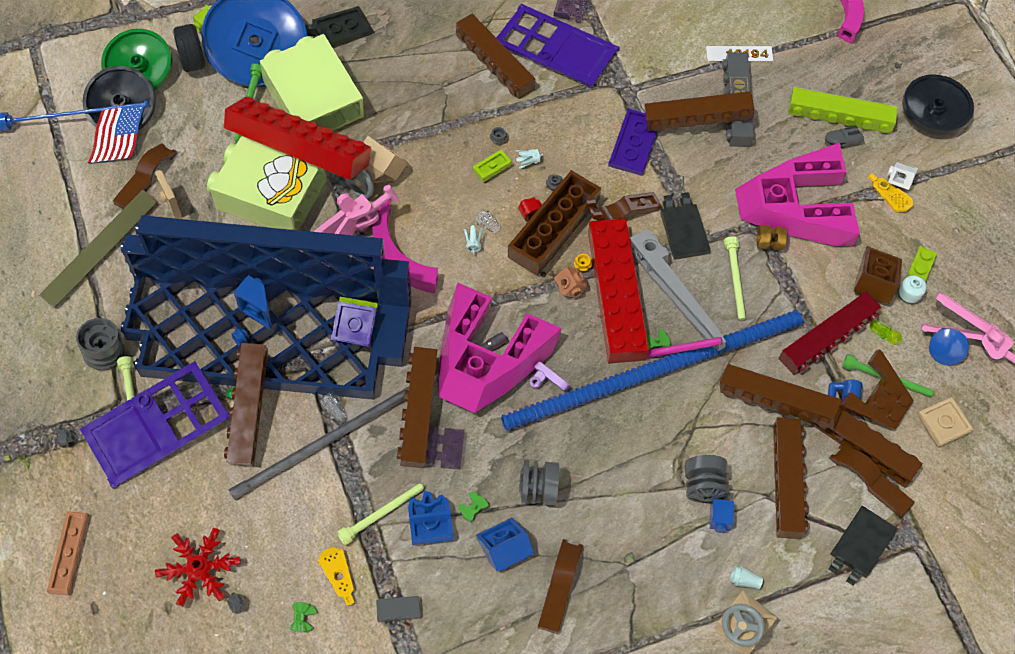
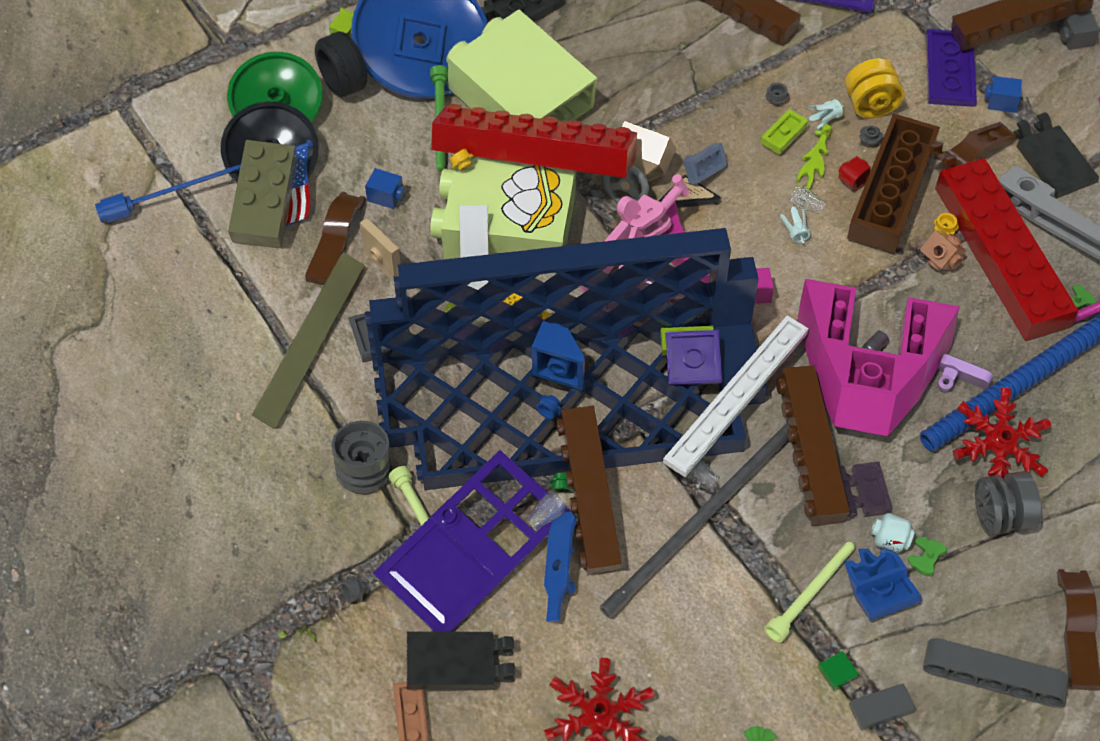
camera: 10 degrees left, 5 degrees down
(100, 134) = (263, 194): none -> olive brick
(114, 505) = (457, 660): none -> pearl dark grey tile
(190, 147) = (384, 188): none -> blue brick
(207, 453) = (559, 551): none -> blue piece
(212, 412) = (547, 510): none -> clear cone
(230, 200) = (474, 234): none -> white sticker
(240, 140) = (461, 160): none -> yellow plate
(334, 567) = (783, 670): yellow piece -> none
(376, 358) = (735, 396): none -> white tile
(377, 575) = (838, 670): none -> green tile
(408, 198) = (697, 195): none -> tile
(423, 178) = (705, 163): none -> sand blue tile
(452, 484) = (892, 533): none -> light aqua head
(486, 604) = (996, 672): none -> dark grey beam
(505, 544) = (990, 591): blue slope -> none
(507, 190) = (815, 159): none -> lime piece
(553, 439) = (1001, 437): none -> red piece
(566, 147) = (874, 88): none -> yellow wheel
(664, 171) = (1003, 94): none -> blue brick

